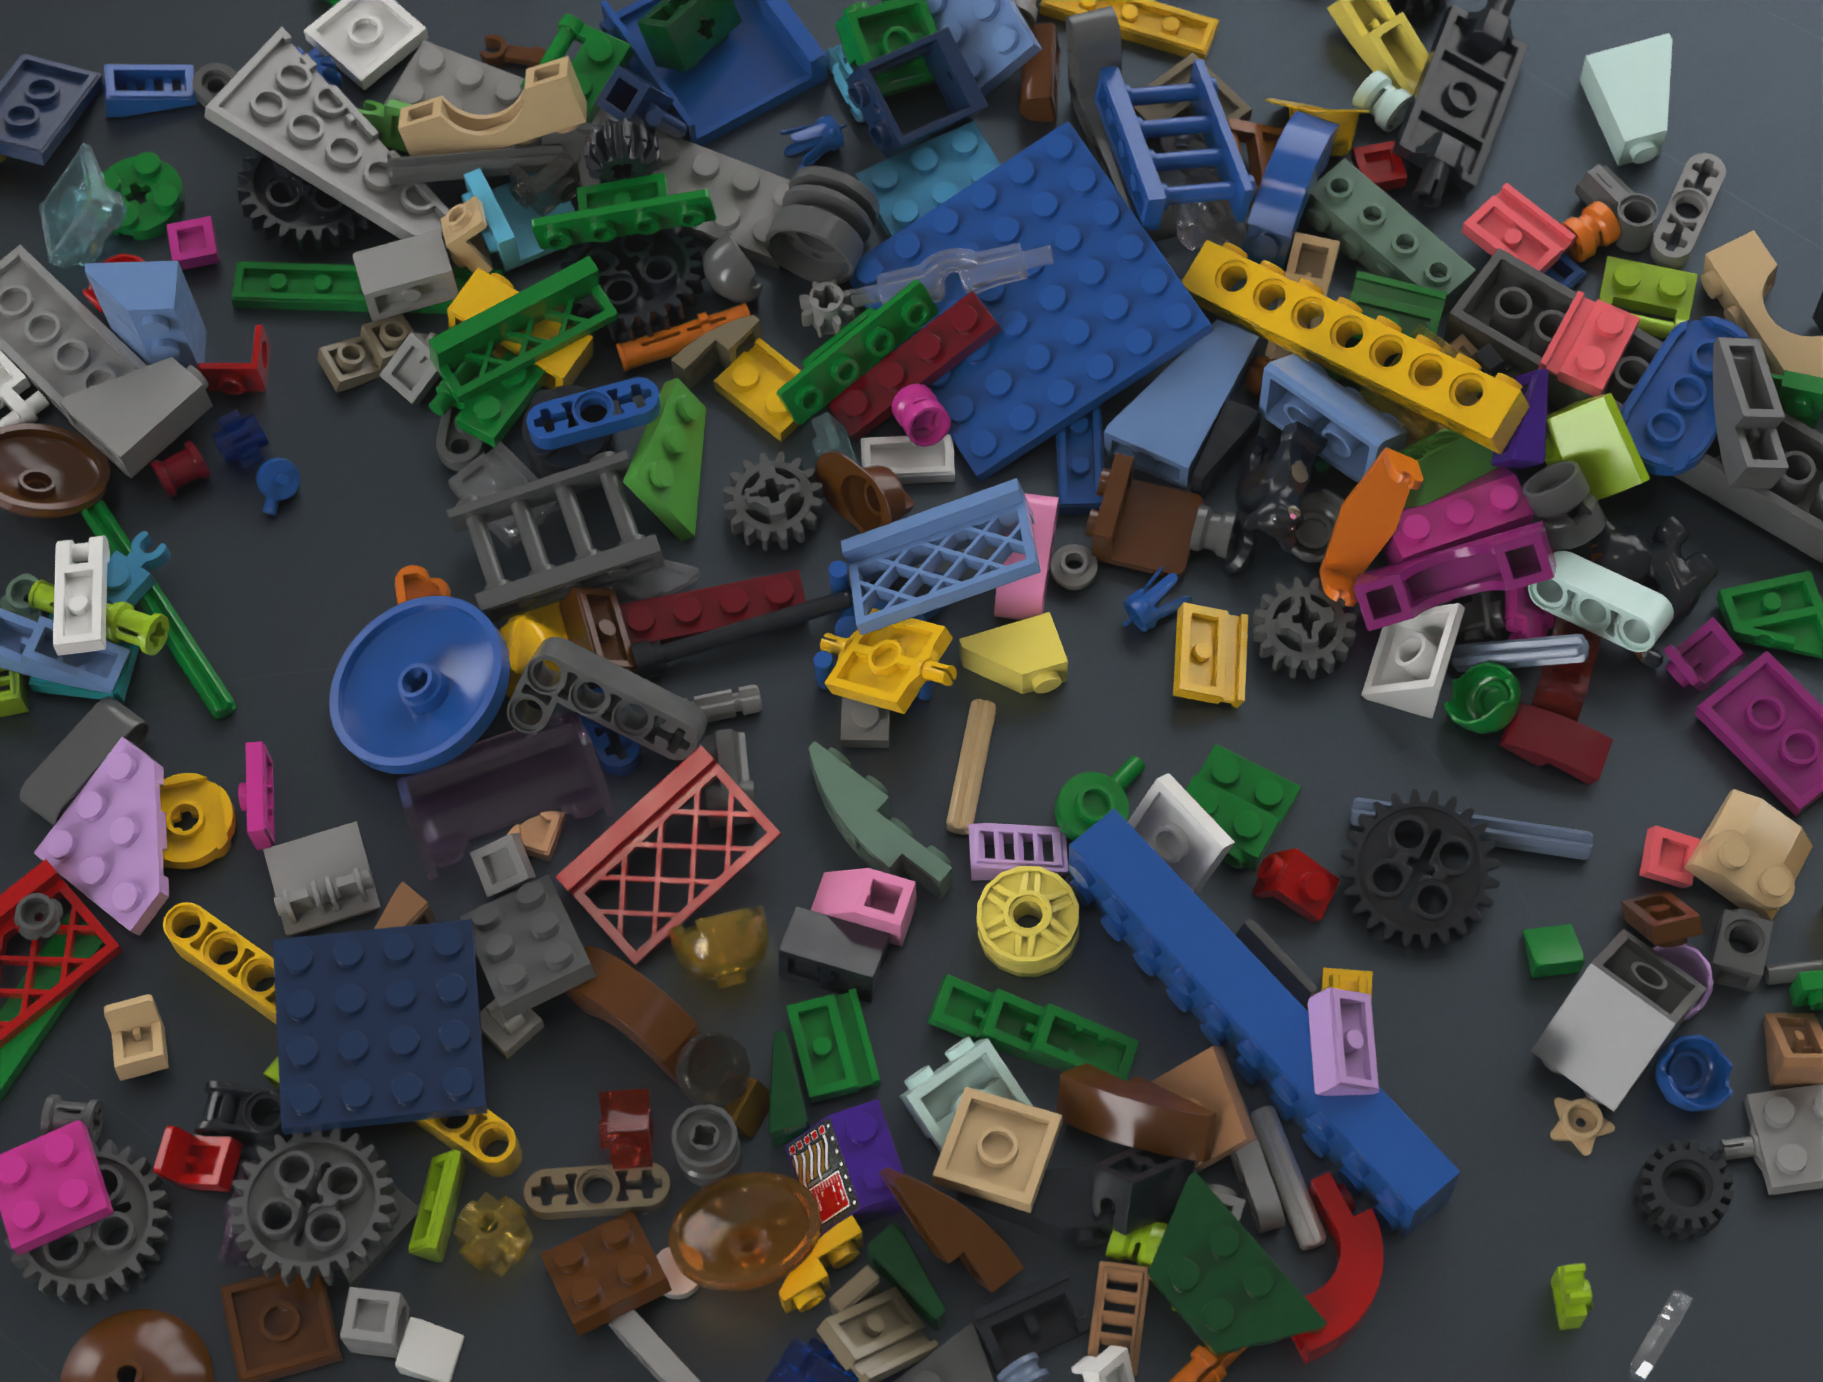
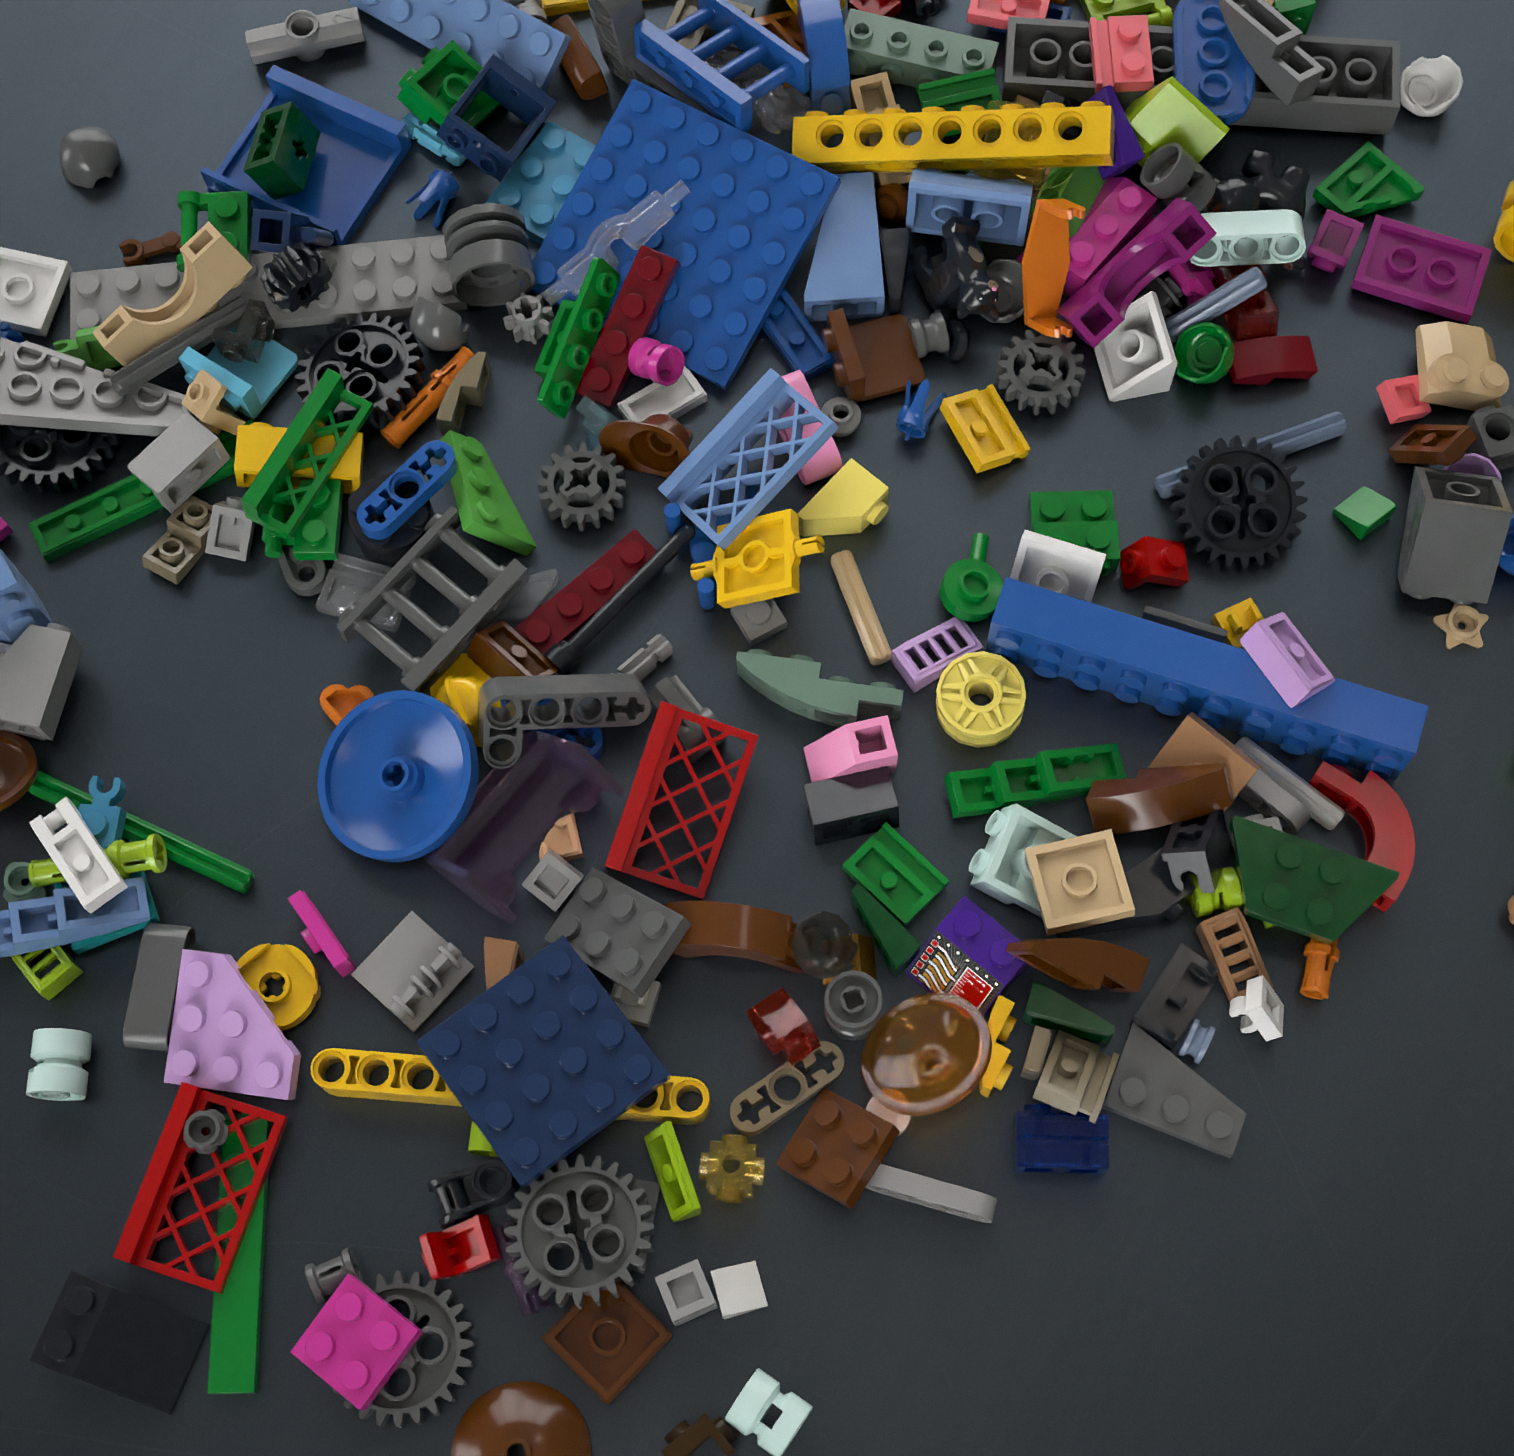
camera: 30 degrees left, 5 degrees up
(137, 1037) = (346, 1180): tan bracket -> none
(180, 469) = (88, 711): dark red bush -> none
(240, 439) = (124, 661): clear blue gear -> none
(241, 377) = (90, 613): red bracket -> none
(277, 481) = (175, 678): blue piece -> none
(622, 210) = (324, 321): green bracket -> none
(722, 946) = (766, 846): clear yellow cylinder -> none
(753, 386) = (512, 405): yellow plate -> none

